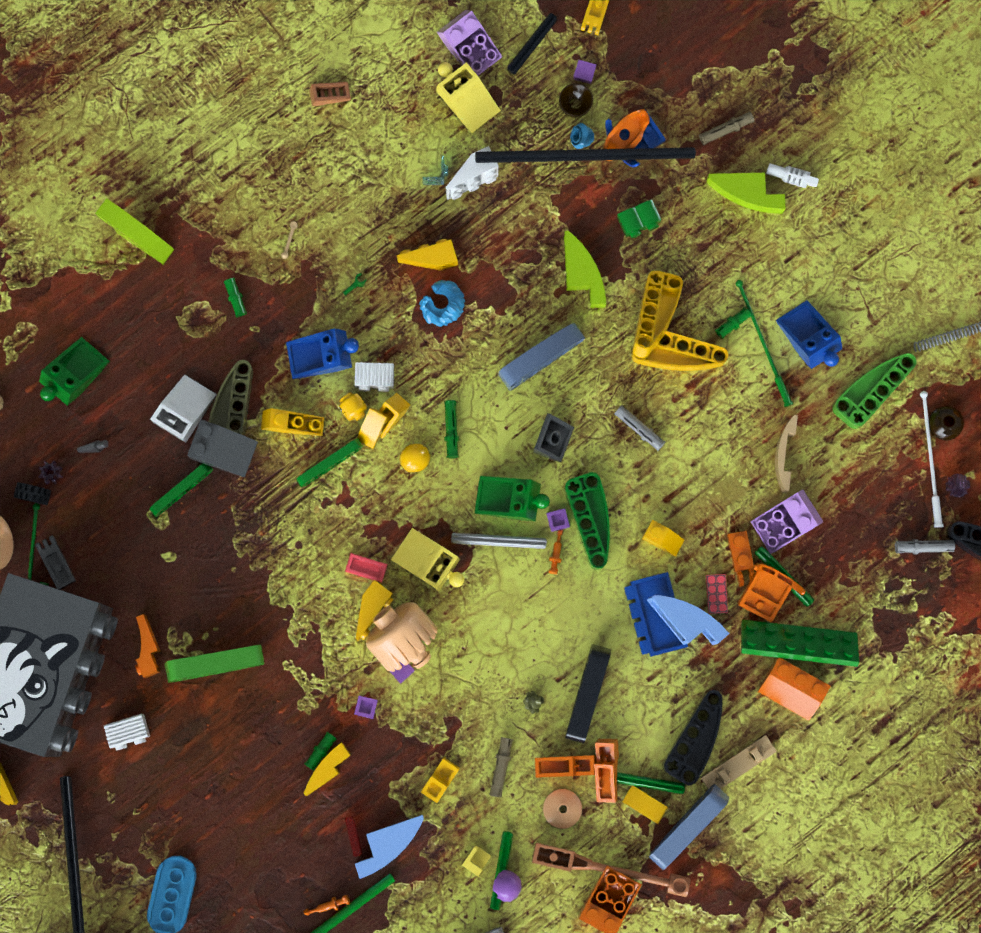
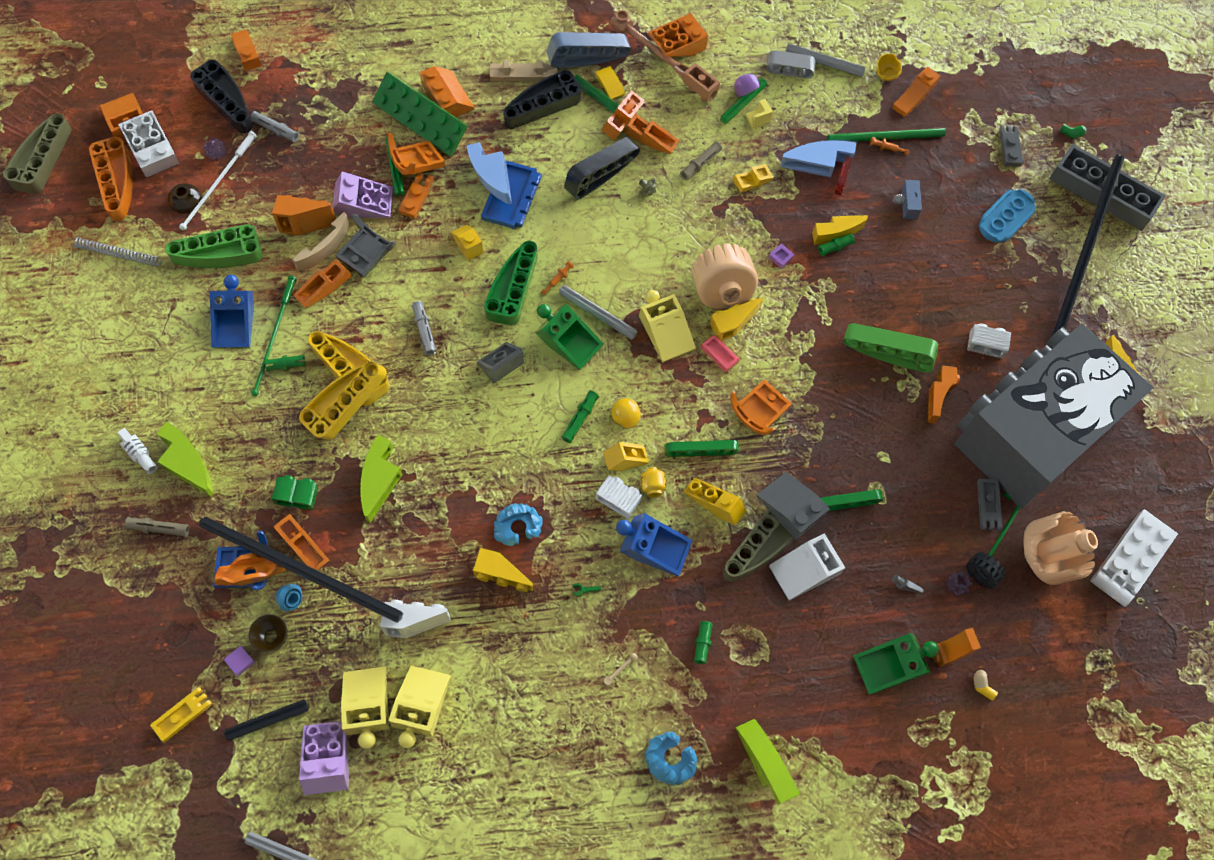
camera: 150 degrees left, 15 degrees down
(28, 404) = (957, 648): none -> orange slope
(215, 183) = (661, 769): none -> dark azure piece
(275, 848) = (909, 199): none -> sand blue piece
(299, 533) = (760, 408): none -> orange piece
(321, 87) = (509, 799): nougat slope -> none
(372, 427) = (647, 452): yellow slope -> none
(426, 124) = (421, 701): none -> light yellow slope
(437, 180) = (437, 641): clear light blue bracket -> none
(540, 356) = (465, 425): sand blue beam -> none
(554, 801) = (672, 115): light nougat dish -> none
(558, 520) = (538, 298): medium lavender tile -> none
(605, 182) = (300, 542): none -> orange slope
(716, 594) = (454, 183): coral tile -> none
(745, 470) = (364, 249): none -> dark grey piece
(757, 414) = (322, 284): none -> orange slope
(830, 458) = (301, 215): none -> orange slope

